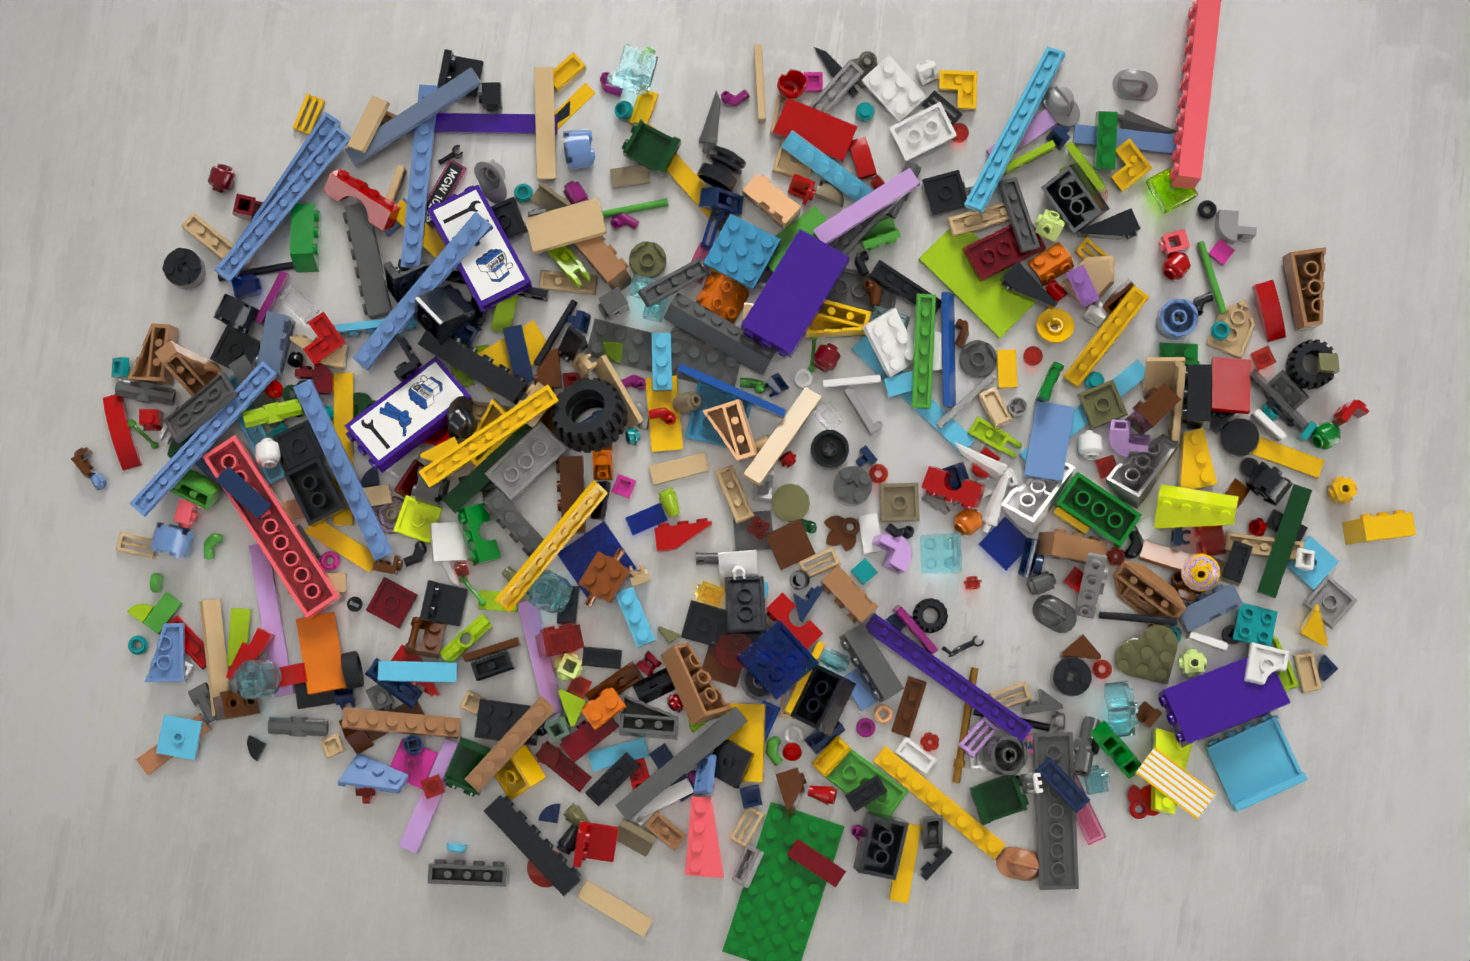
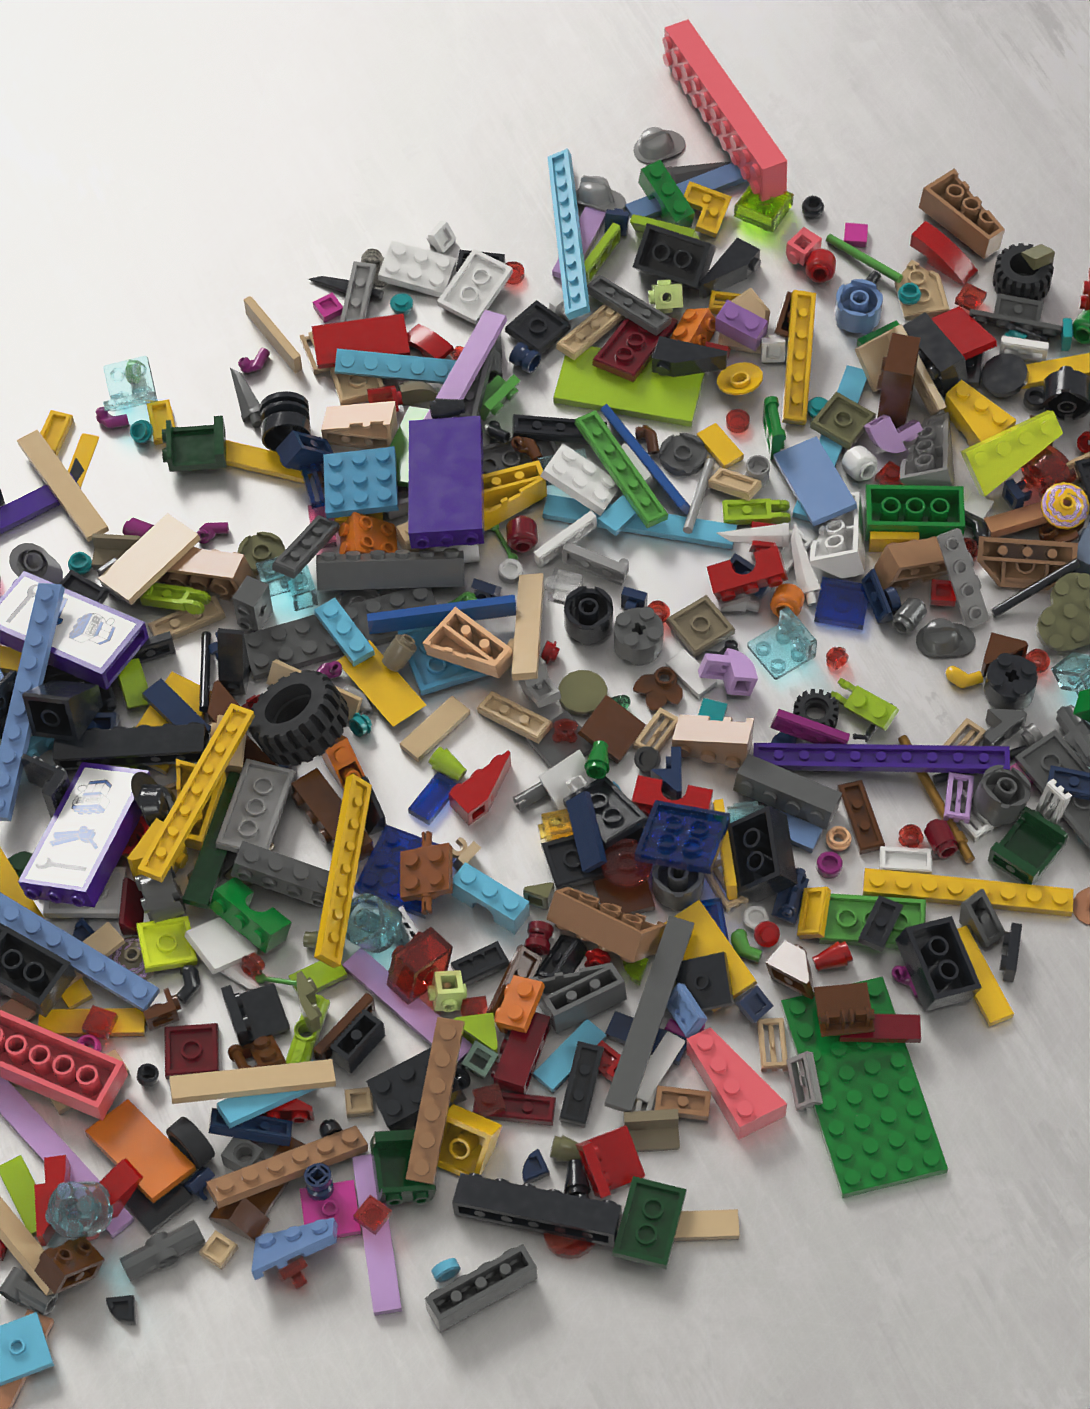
camera: 30 degrees left, 25 degrees down
(345, 550) = (99, 1022): none -> clear red plate
(408, 659) = (252, 1081): none -> tan tile
(443, 710) = (329, 1127): none -> black hinge
(476, 619) = (307, 999): none -> olive slope
(578, 149) = (115, 485): medium blue brick -> none
(583, 365) = (256, 681): tan tile -> none
(593, 897) = (649, 1222): none -> dark green plate
(614, 350) = (282, 650): clear neon green tile -> none
(623, 486) = (384, 780): dark pink tile -> none
(629, 176) = (189, 488): dark tan tile -> none
(635, 208) = (221, 508): bright green bar -> none
(664, 414) = (380, 680): red arm -> none
(721, 615) = (586, 831): none -> dark blue tile
(763, 566) = (598, 762): none -> green cone
(792, 84) = (307, 315): red hair -> none
(800, 839) = (844, 1009): none -> reddish brown hinge
(831, 234) = (446, 408): none -> black cone
(919, 213) = (524, 357): none -> dark blue wheel
(947, 757) = (941, 838): none -> dark red brick
(964, 83) = (487, 228): yellow plate -> none
(965, 632) = (866, 705): none -> lime hinge
(1043, 651) = (961, 678): none -> yellow arm
(1228, 229) = (846, 209): light grey brick -> none

